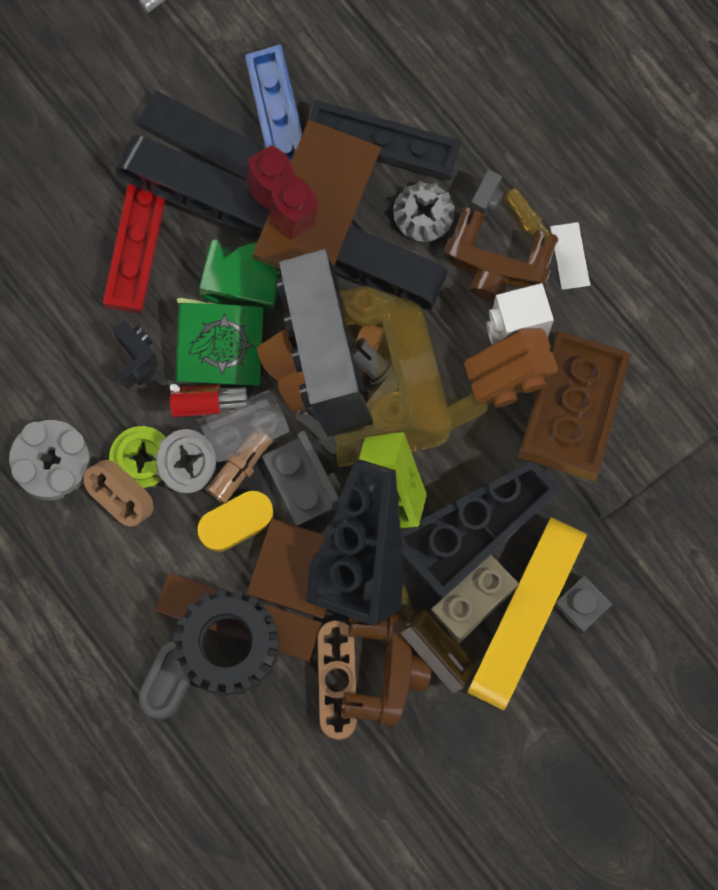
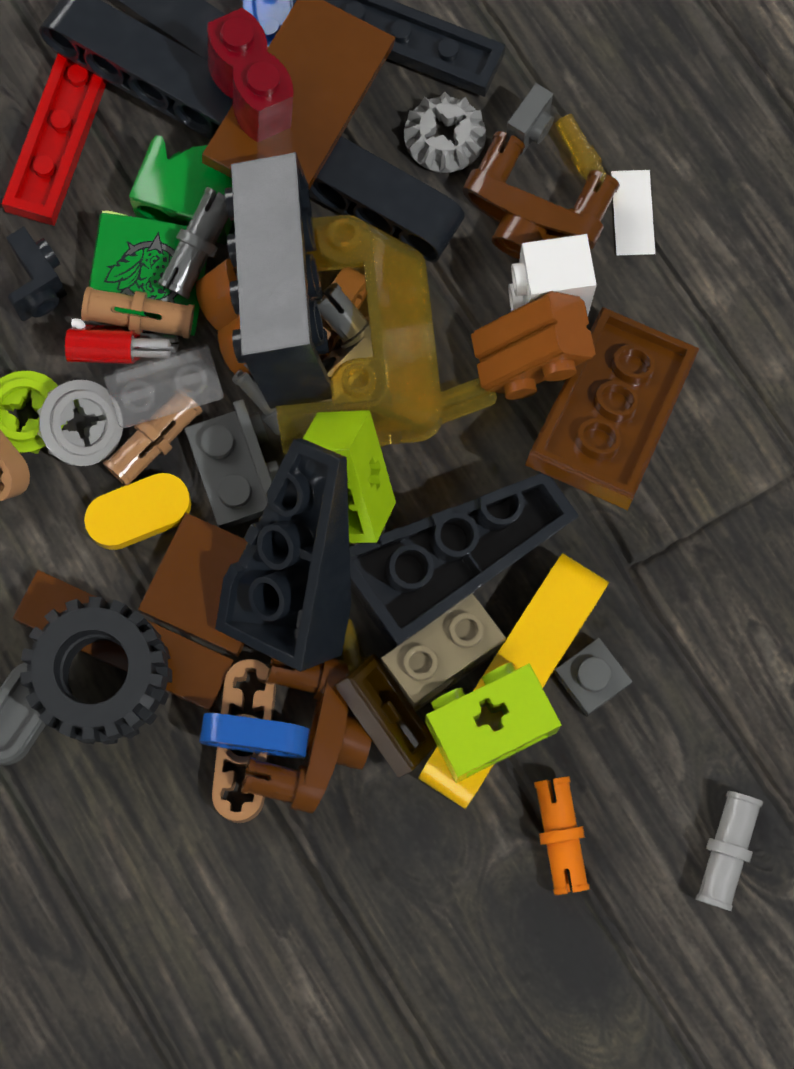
camera: 10 degrees right, 0 degrees up
(246, 375) = (101, 305): none -> medium nougat pin
(255, 319) = (196, 244): none -> dark grey pin
(346, 675) = (254, 735): none -> blue beam
(505, 666) = (525, 721): none -> lime brick
(575, 721) = (561, 835): none -> orange pin
(696, 717) = (729, 850): none -> light grey pin

